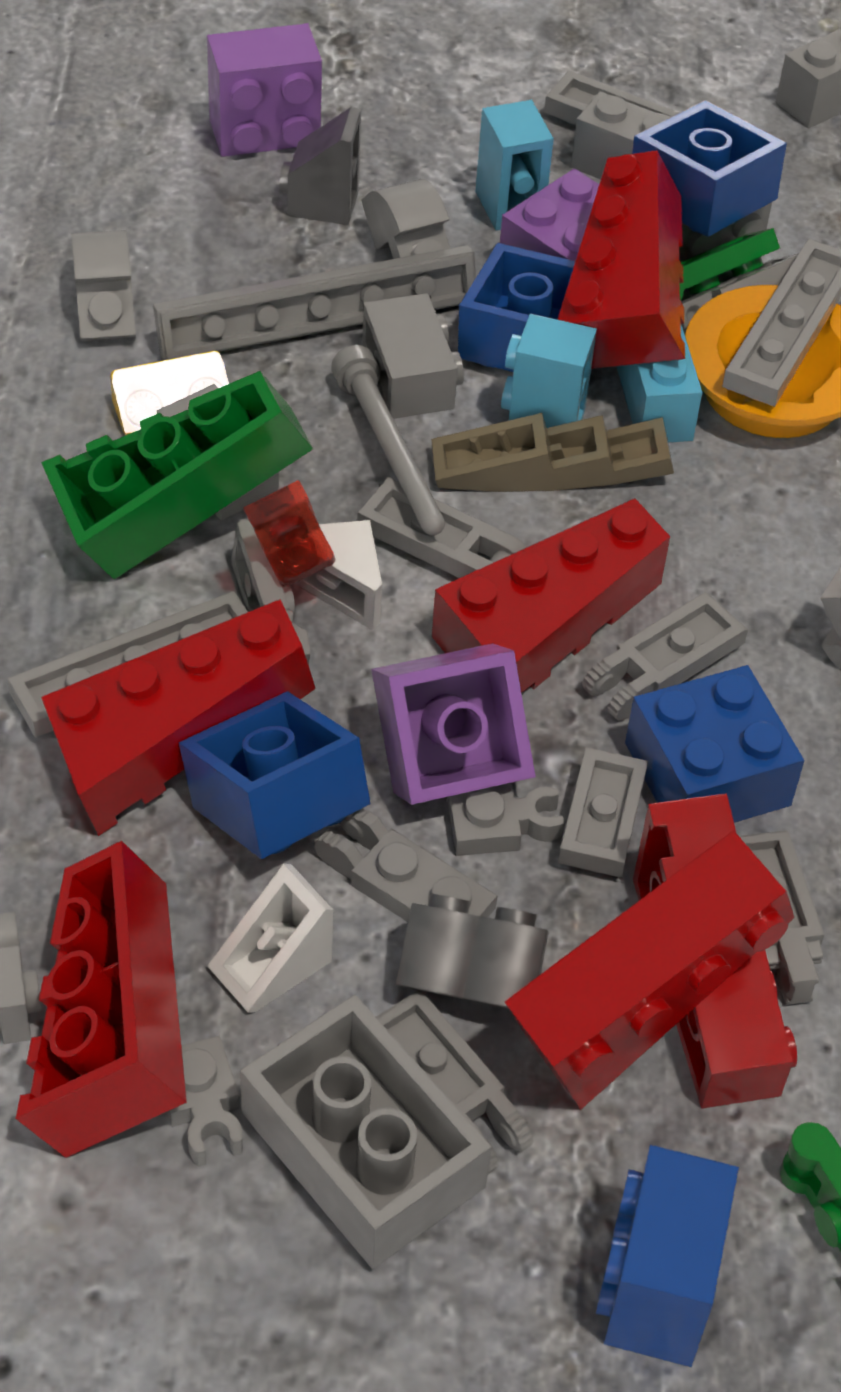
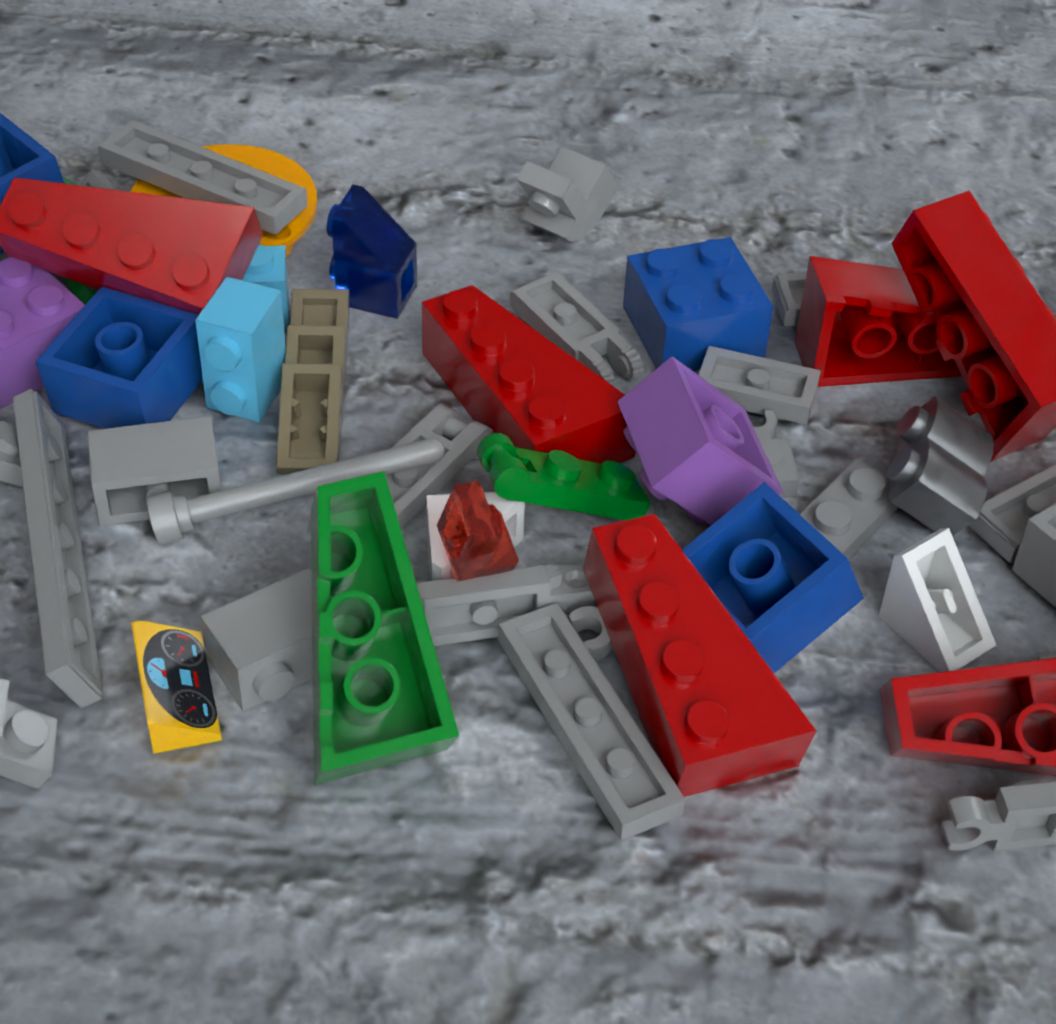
camera: 85 degrees left, 5 degrees down
(405, 615) = (561, 480): none -> green plate
(719, 466) = (371, 255): none -> clear blue slope

